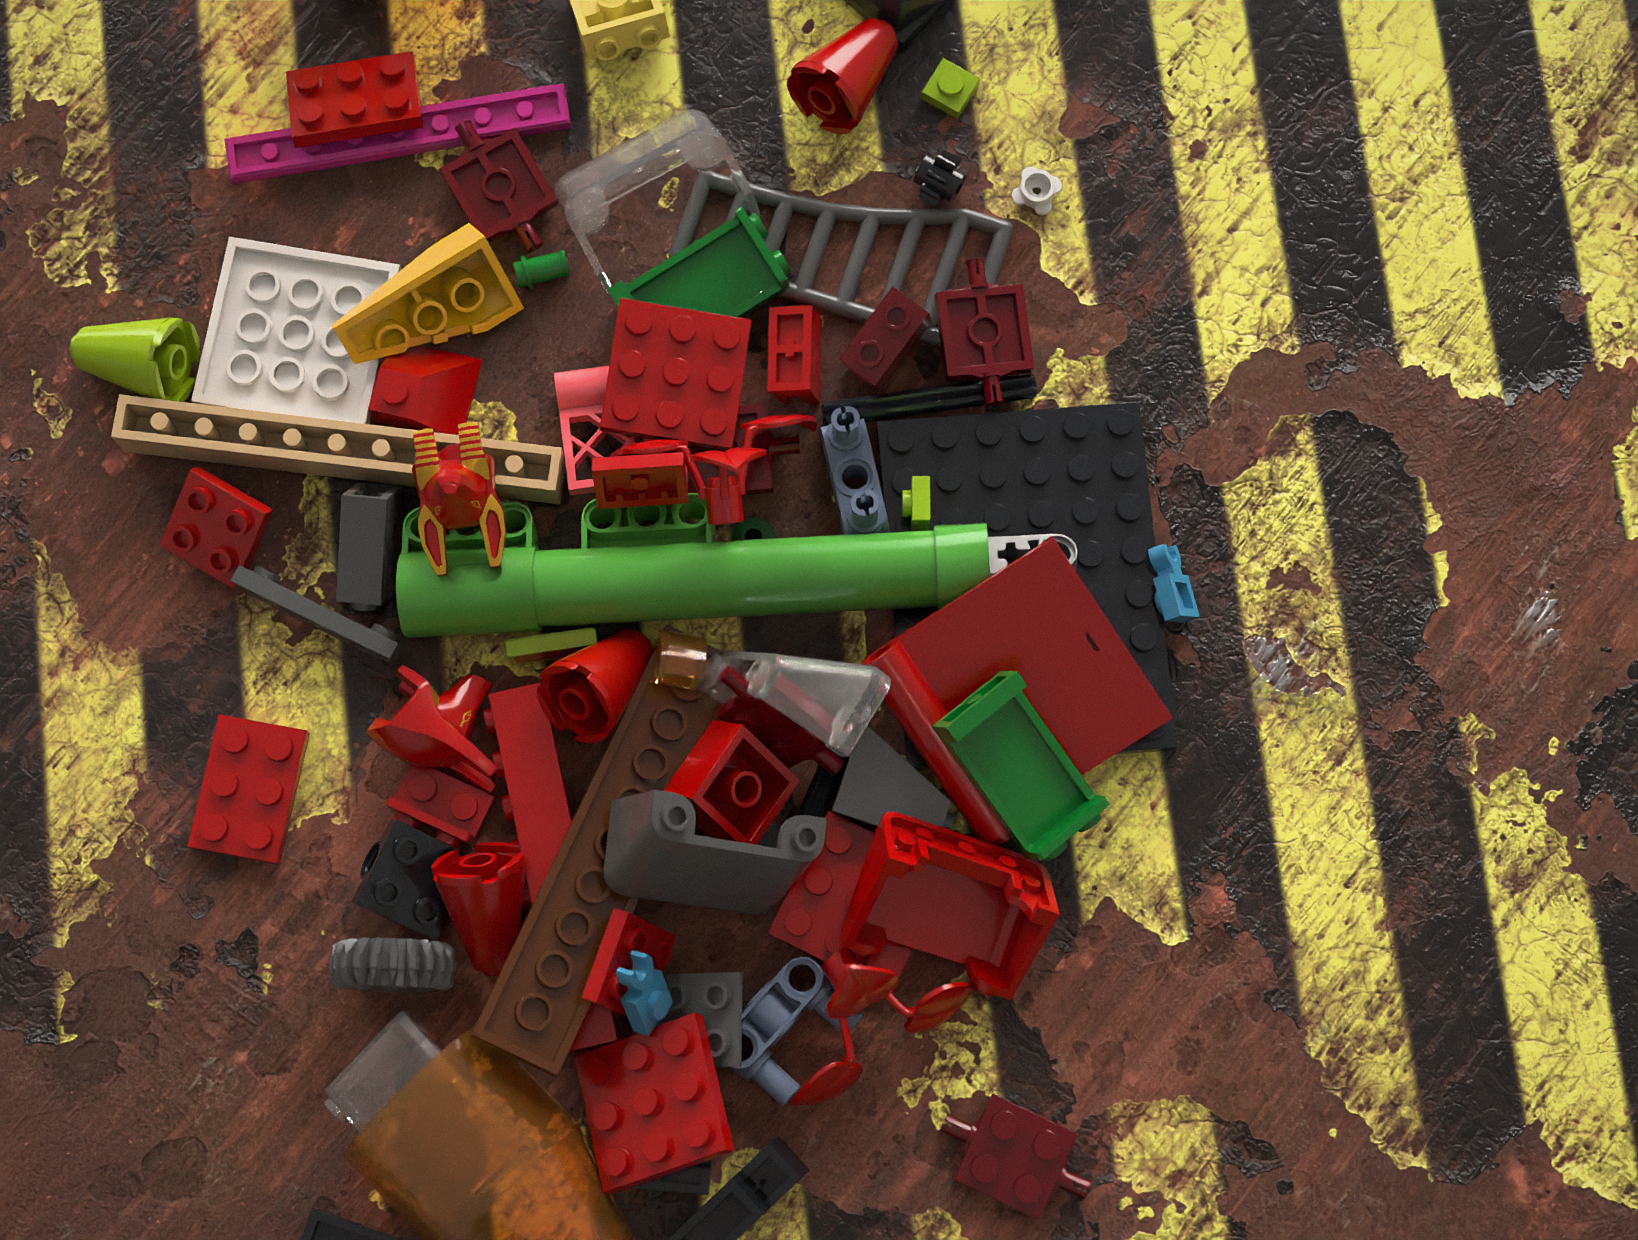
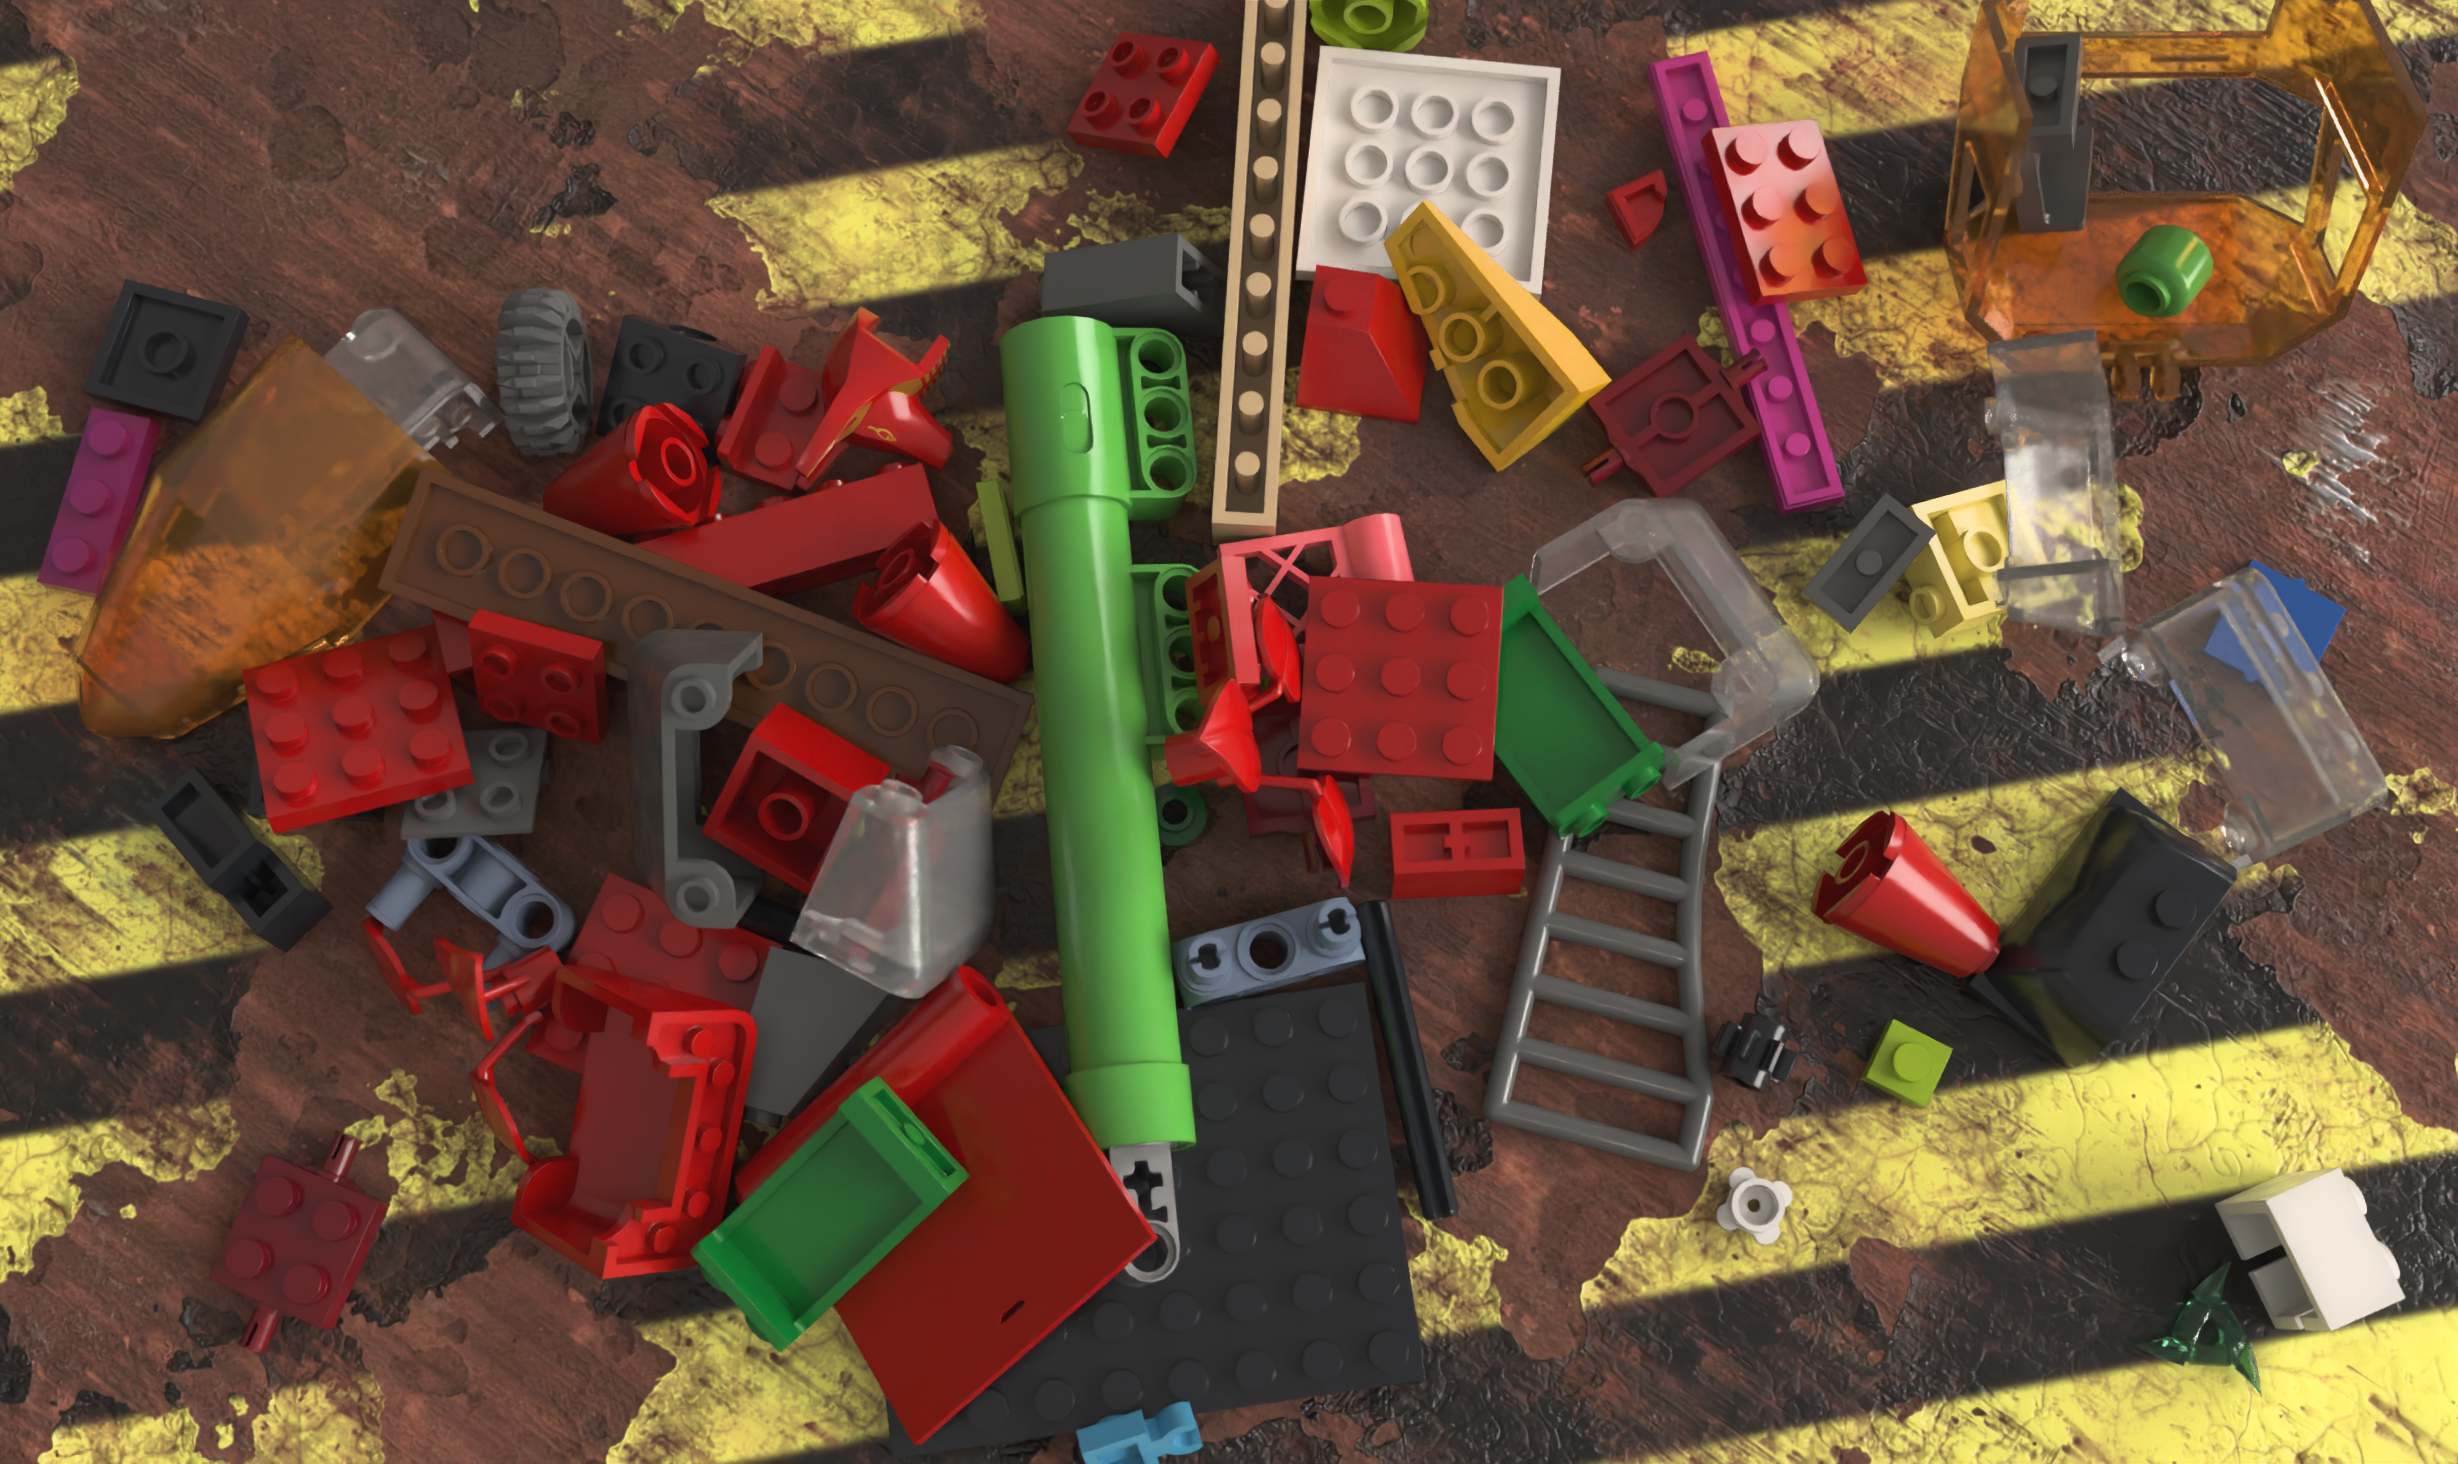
camera: 90 degrees right, 0 degrees up
(248, 789) = (795, 180): red plate -> none
(264, 587) = (1065, 165): dark grey plate -> none
(338, 197) = (1638, 208): none -> red tile
(457, 493) = (1182, 377): red piece -> none
(541, 269) = (1556, 488): green pin -> none
(617, 70) = (1867, 563): none -> dark grey panel
(647, 993) = (494, 698): dark azure plate -> none
(679, 659) = (981, 714): clear orange brick -> none
(886, 338) = (1473, 977): dark red panel -> none
(917, 503) = (1230, 1042): lime plate -> none
(984, 332) = (1511, 1132): dark red plate -> none

